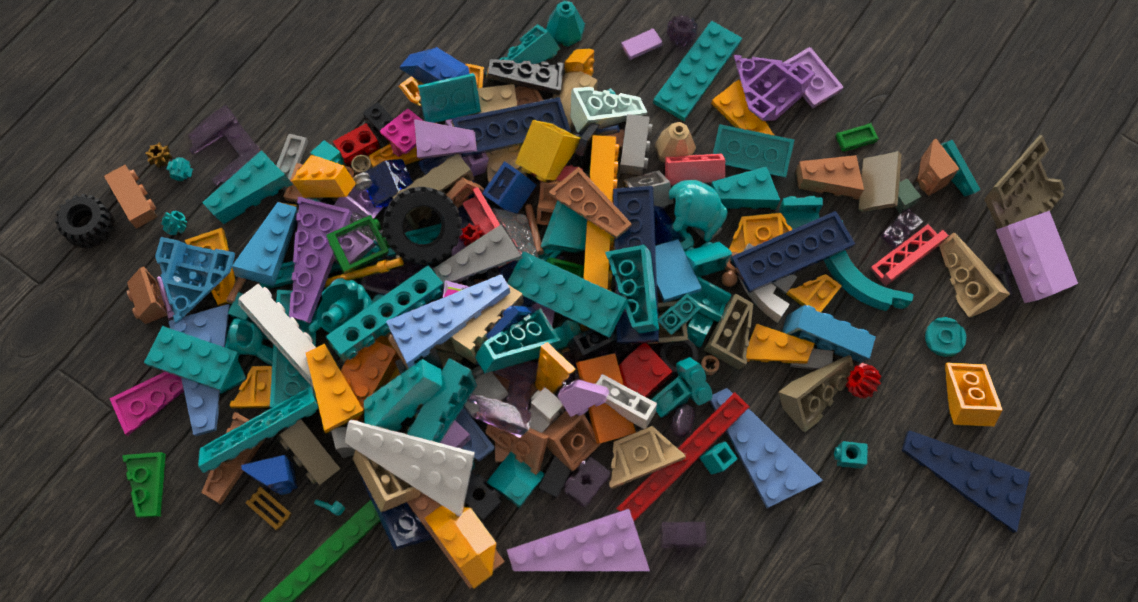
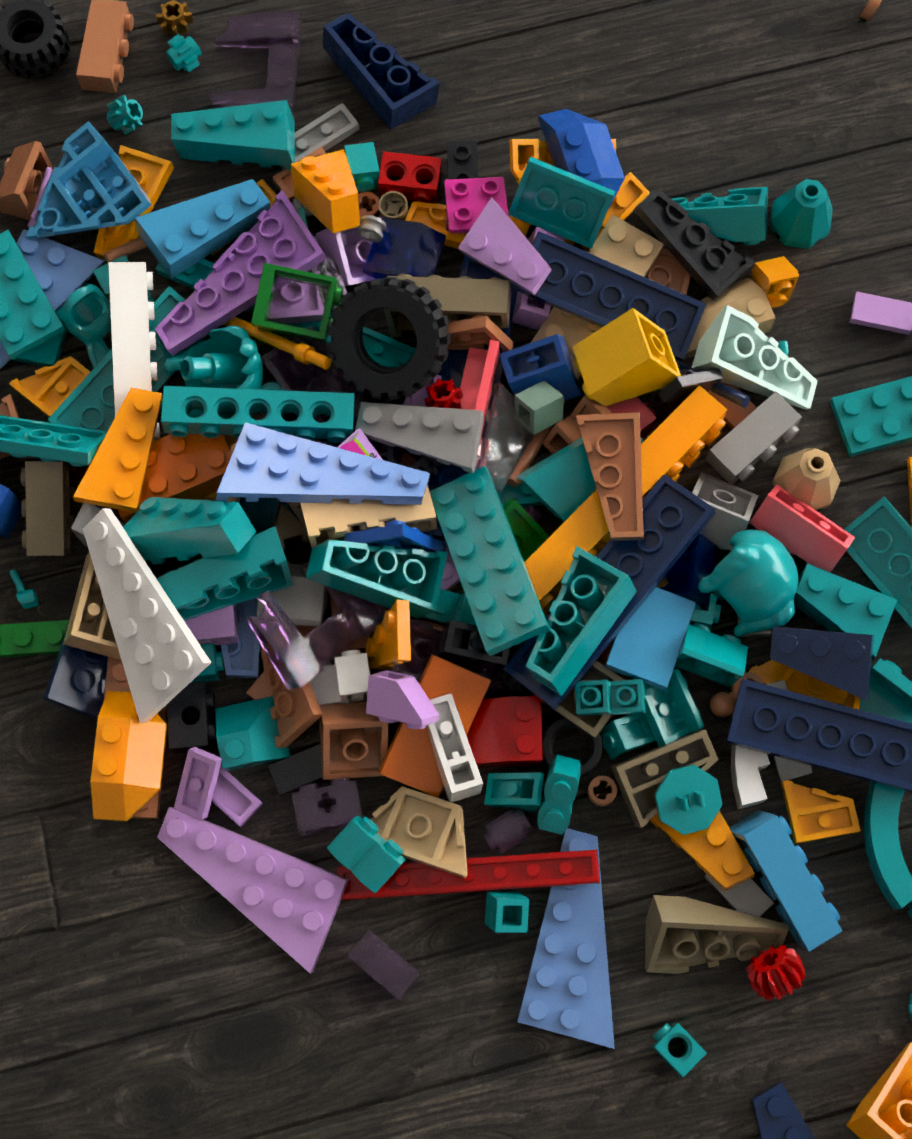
camera: 45 degrees right, 5 degrees up
(293, 105) = (376, 70): none -> dark blue wedge
(512, 524) = (198, 783): none -> lavender plate
(523, 204) = (539, 407): none -> sand green brick
(529, 519) = (234, 798): none -> lavender tile
(628, 486) = (367, 853): none -> teal brick
(755, 333) = (688, 799): none -> teal piece
(762, 214) = (826, 655): none -> dark blue wedge

